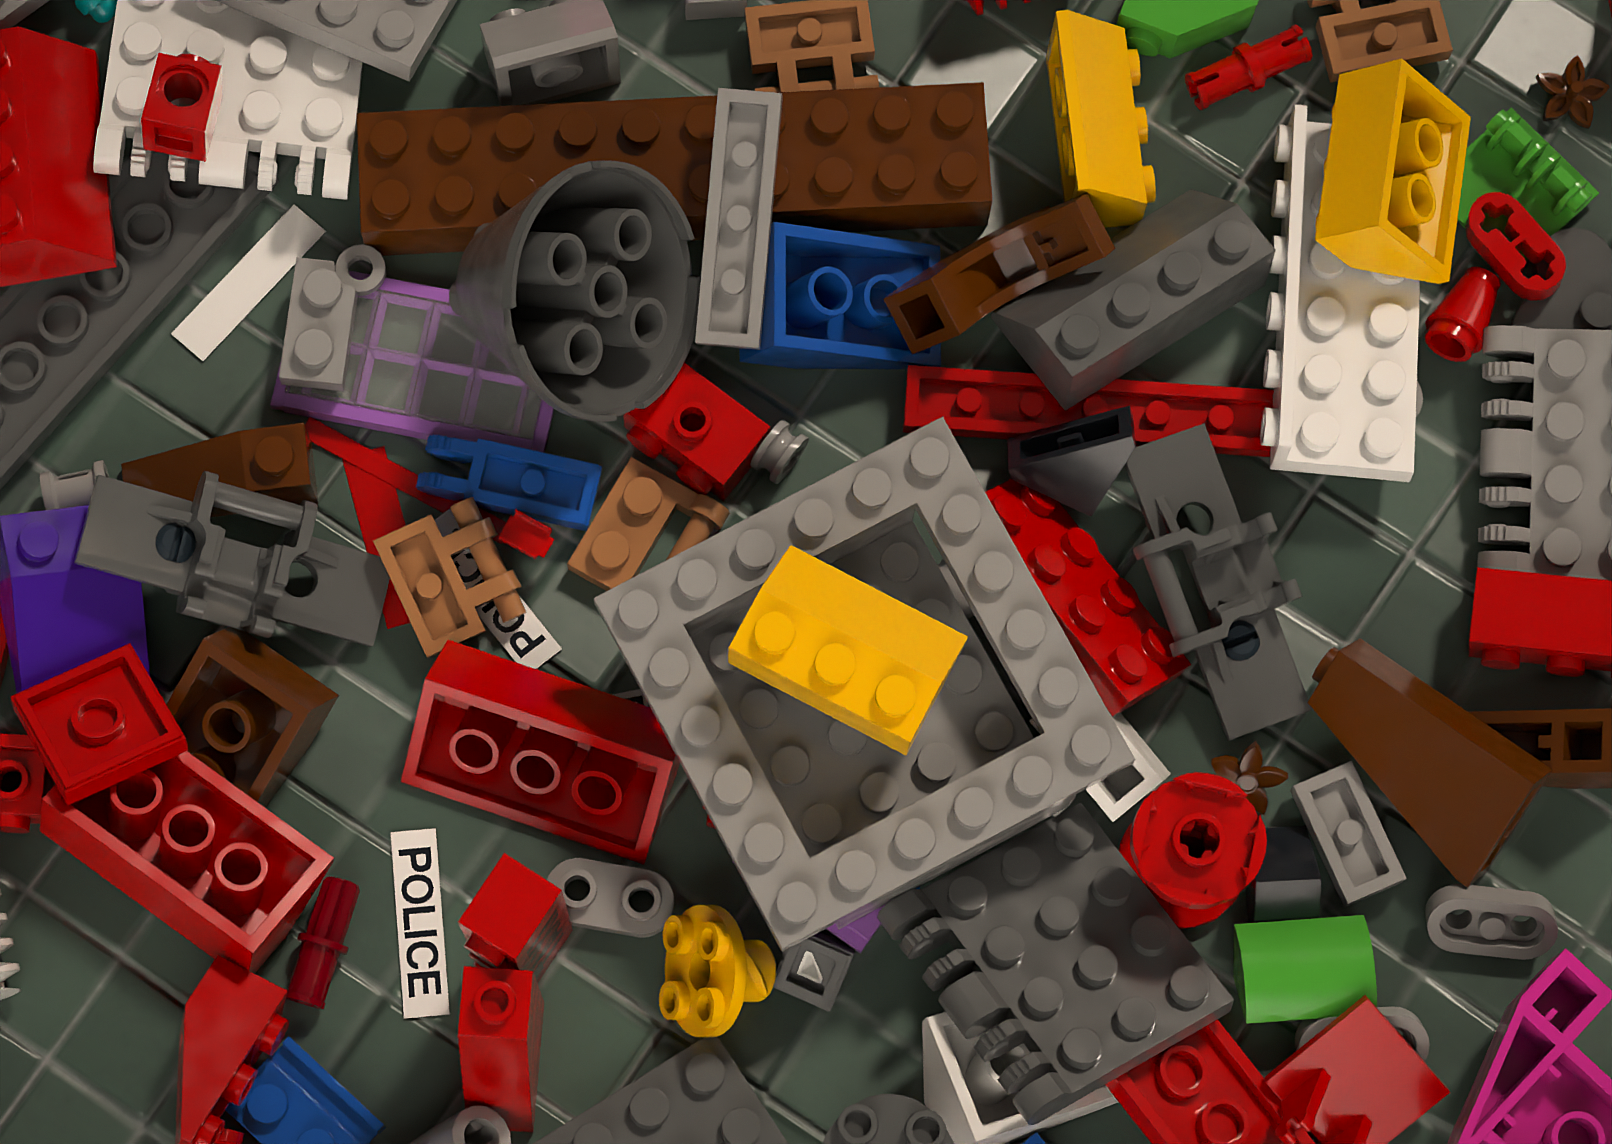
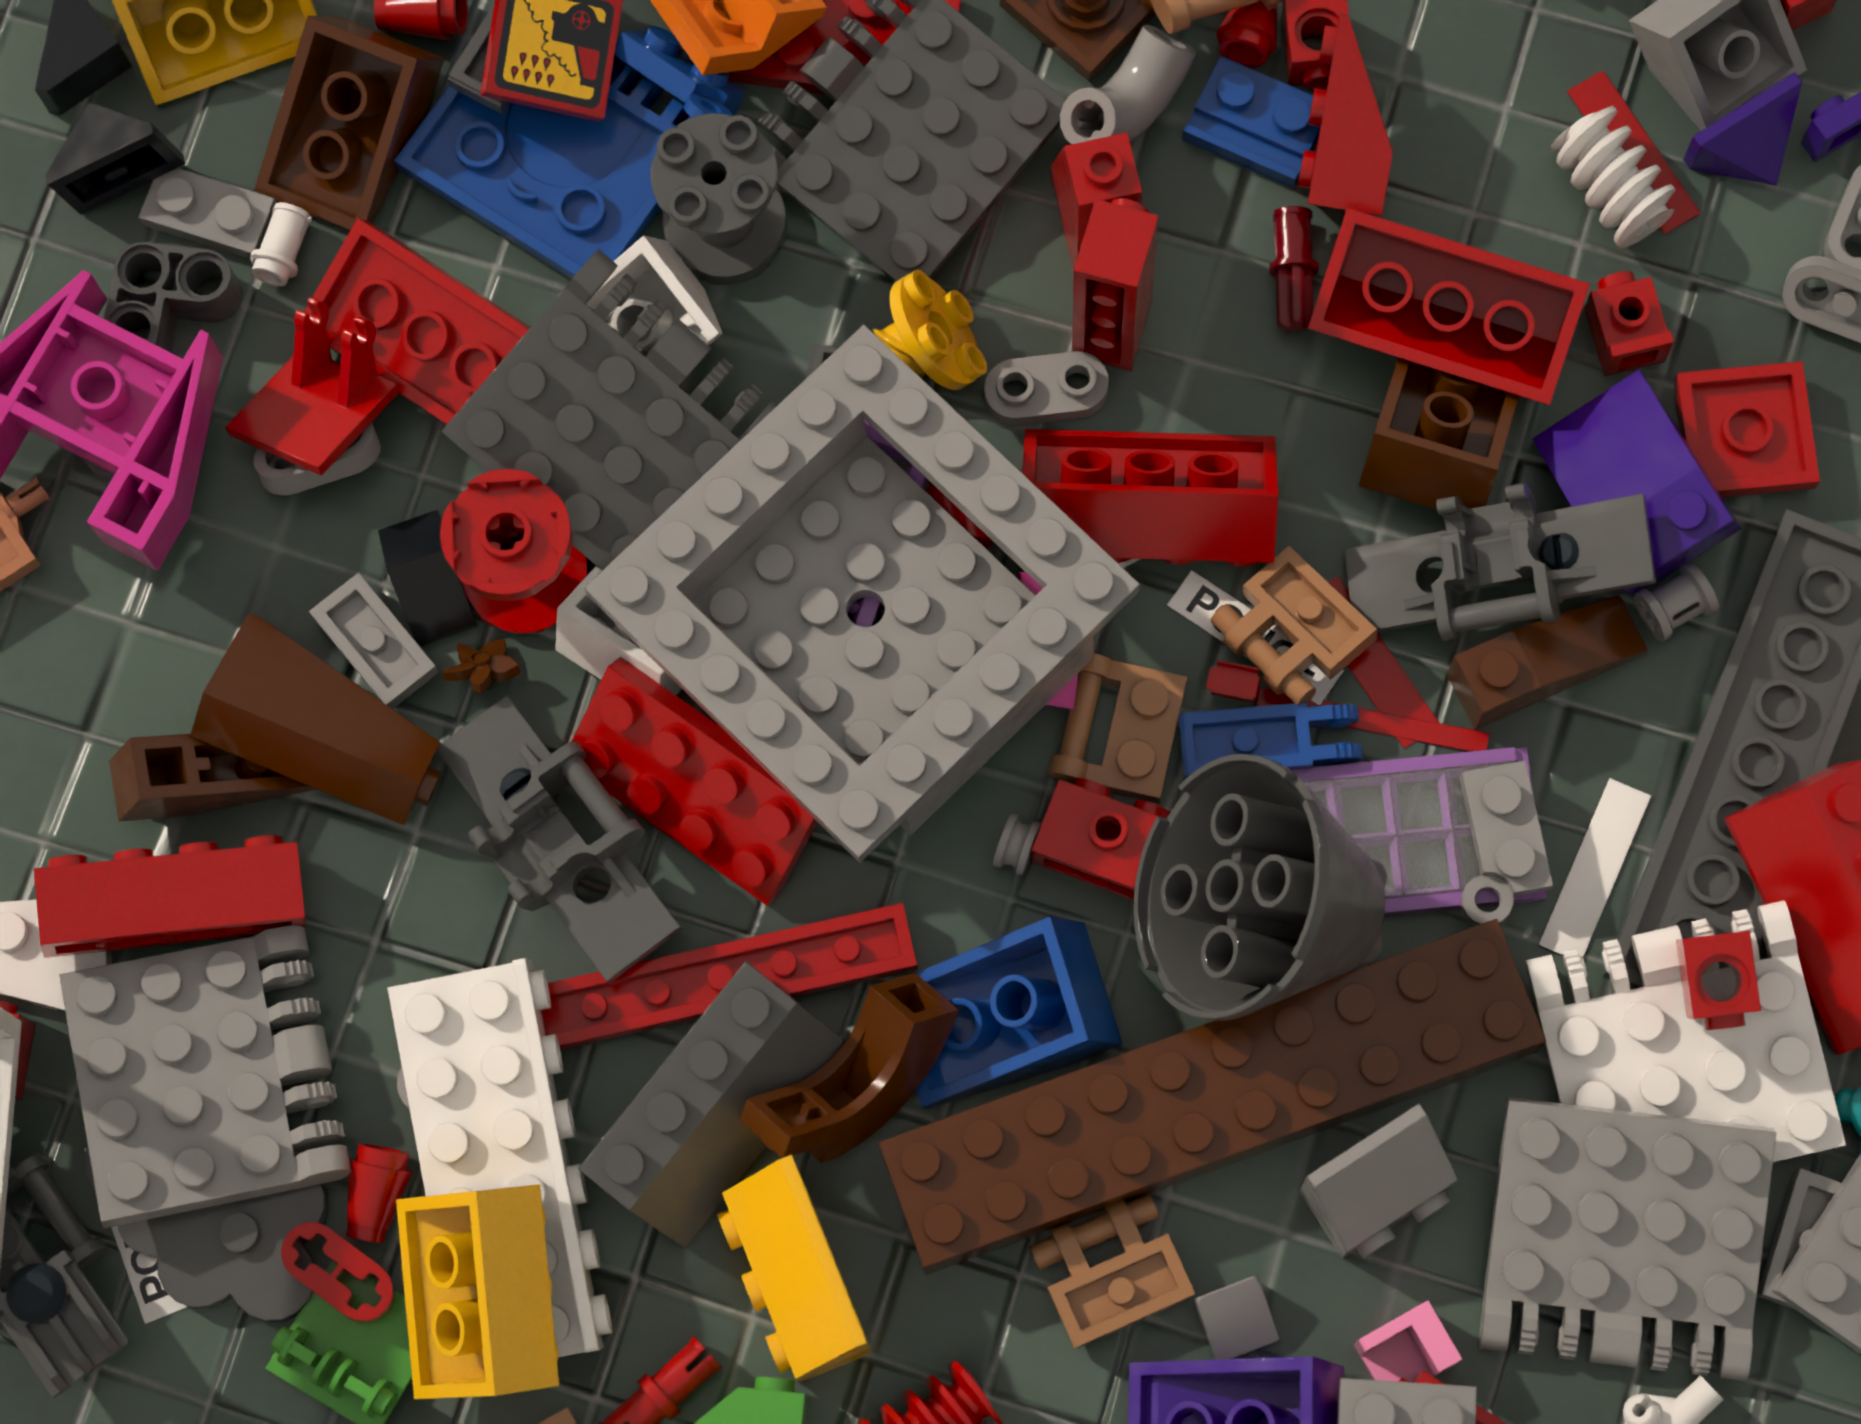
camera: 175 degrees right, 0 degrees up
(99, 723) = (1566, 373): red tile -> none
(420, 923) = (1213, 320): white sticker -> none
(739, 218) = (1124, 1031): light grey plate -> none
(846, 649) = (881, 588): yellow slope -> none
(1075, 458) = (728, 910): black slope -> none
(1302, 968) = (382, 496): bright green brick -> none
(1488, 921) = (220, 598): light grey plate -> none

